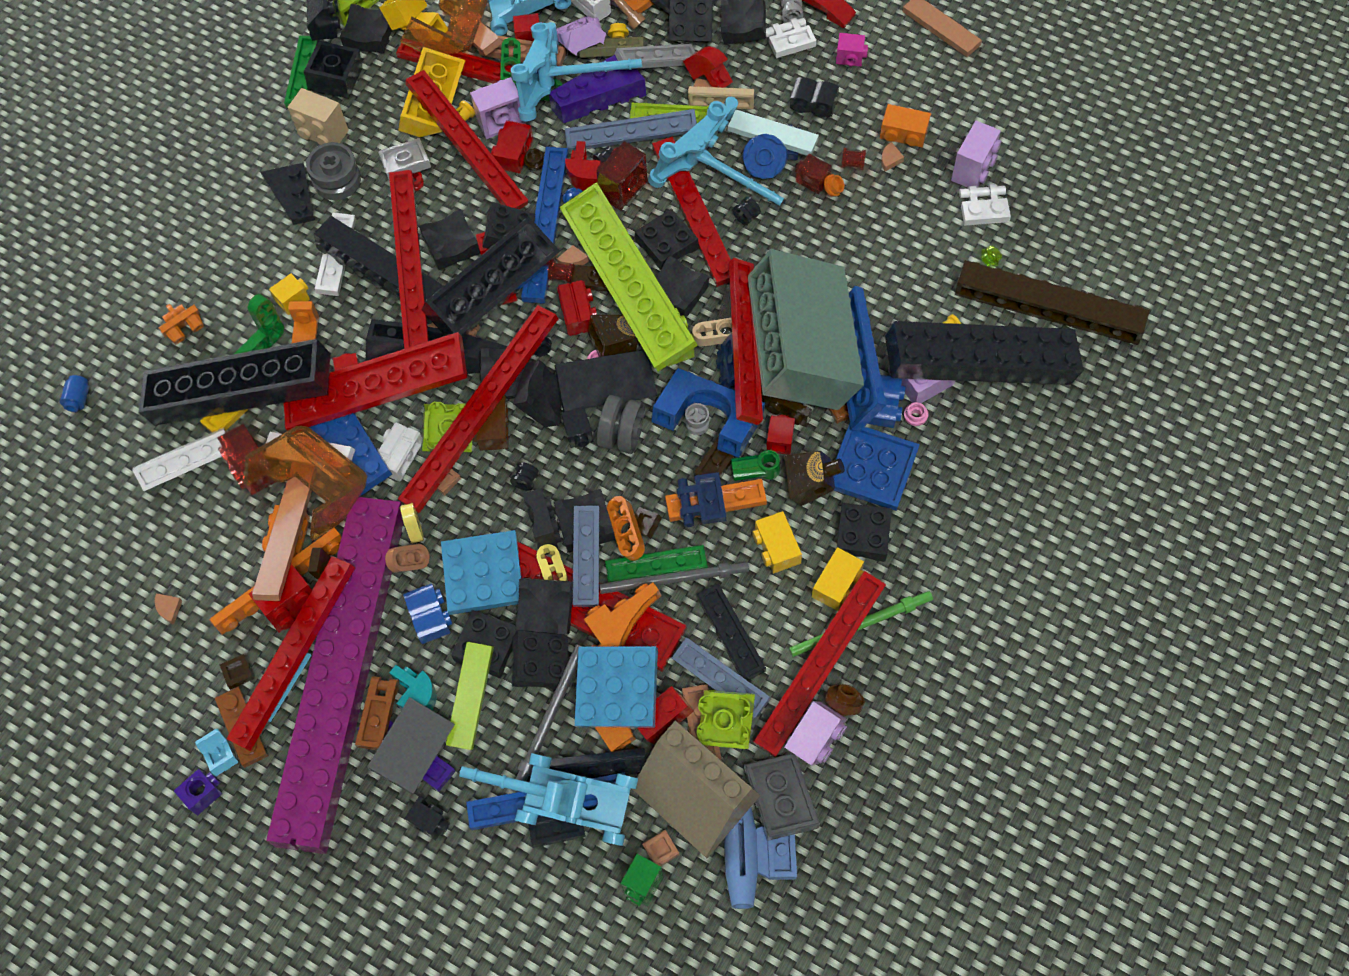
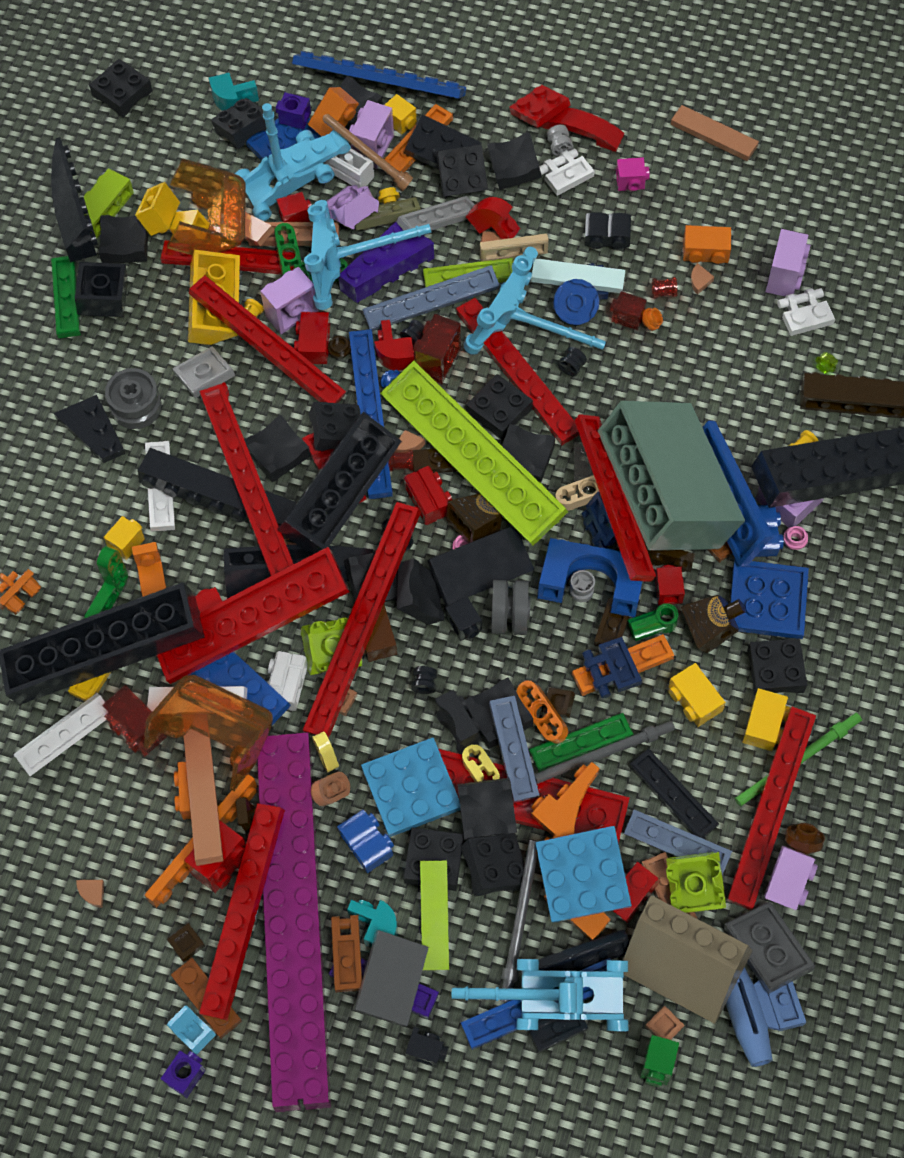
camera: 15 degrees left, 0 degrees up
(317, 117) = (102, 345): tan brick -> none

